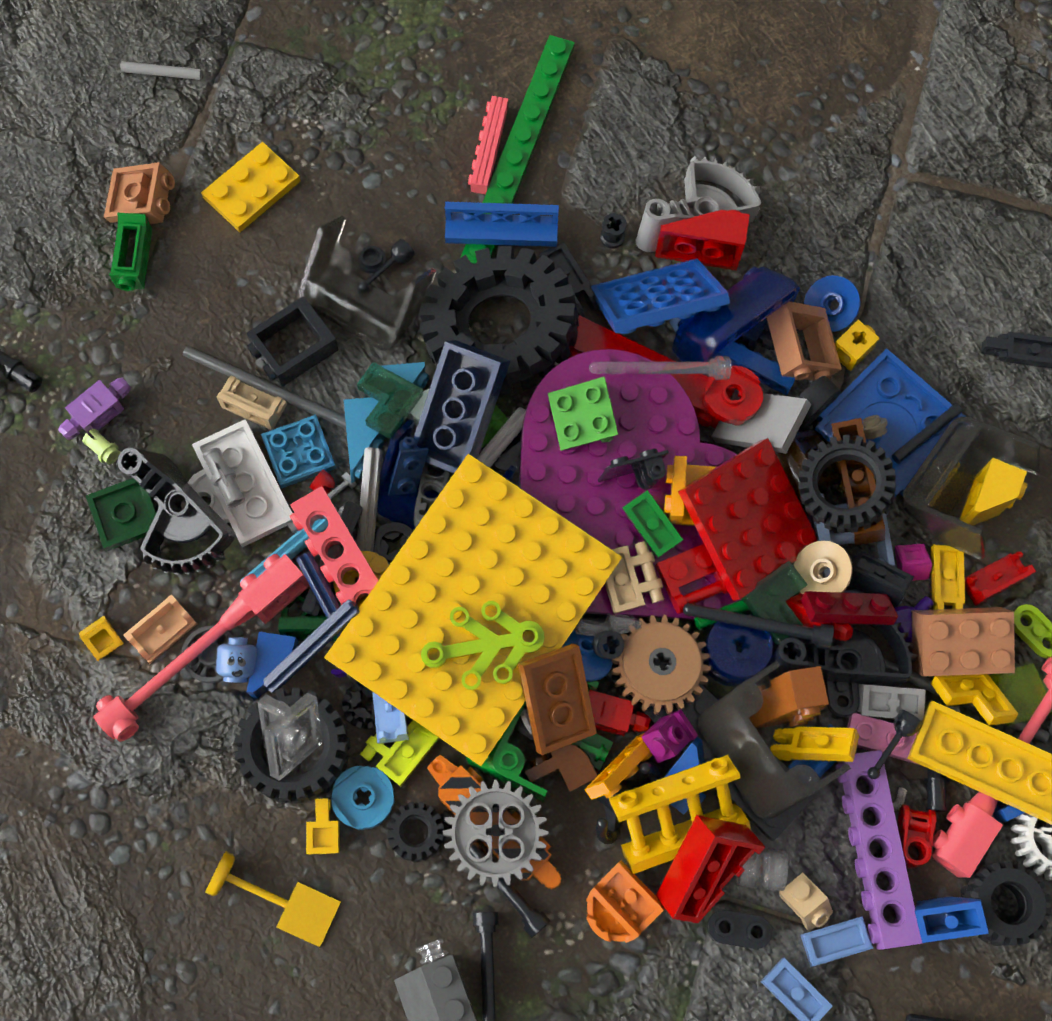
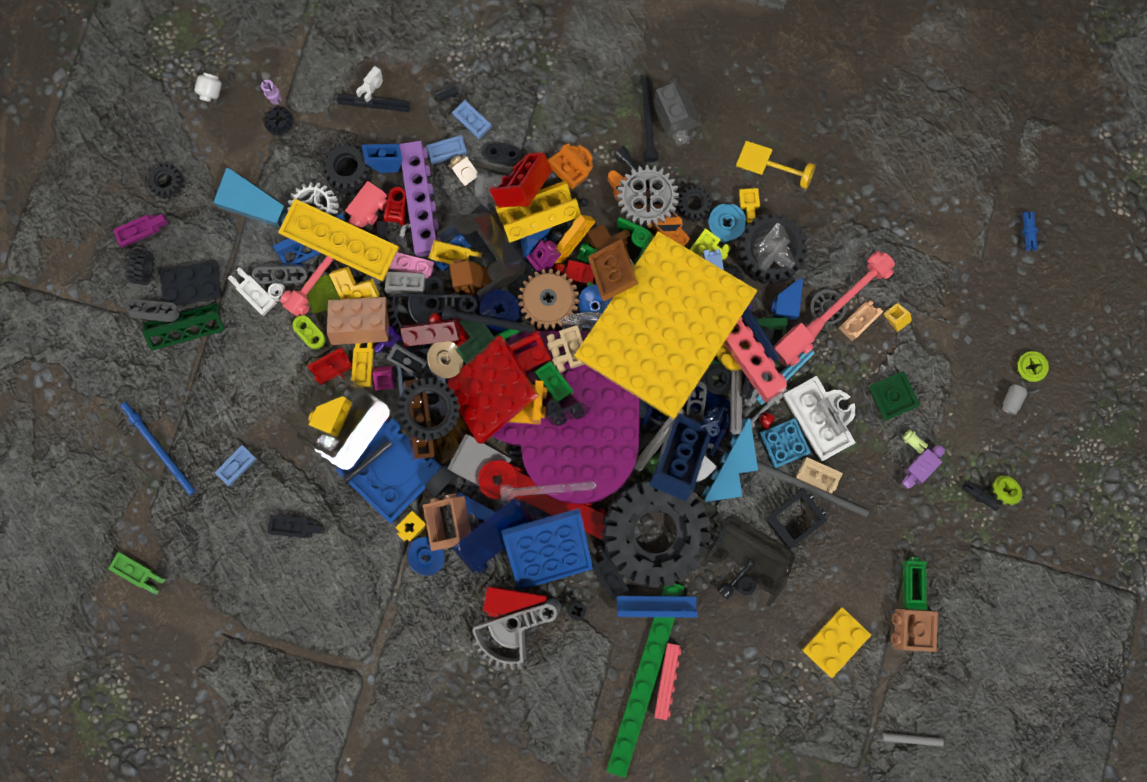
camera: 175 degrees left, 10 degrees up
(169, 487) = (868, 409): black arm -> none
(236, 660) = (811, 298): medium blue head -> none
(311, 646) = (765, 301): axle -> none
(395, 398) = (723, 470): clear green plate -> none
(488, 644) = (657, 296): lime plant -> none
(583, 414) = (600, 450): bright green hinge -> none
(601, 638) = (577, 304): black bush -> none
(874, 426) = (403, 464): dark tan plate -> none
(906, 726) = (399, 265): black hinge -> none

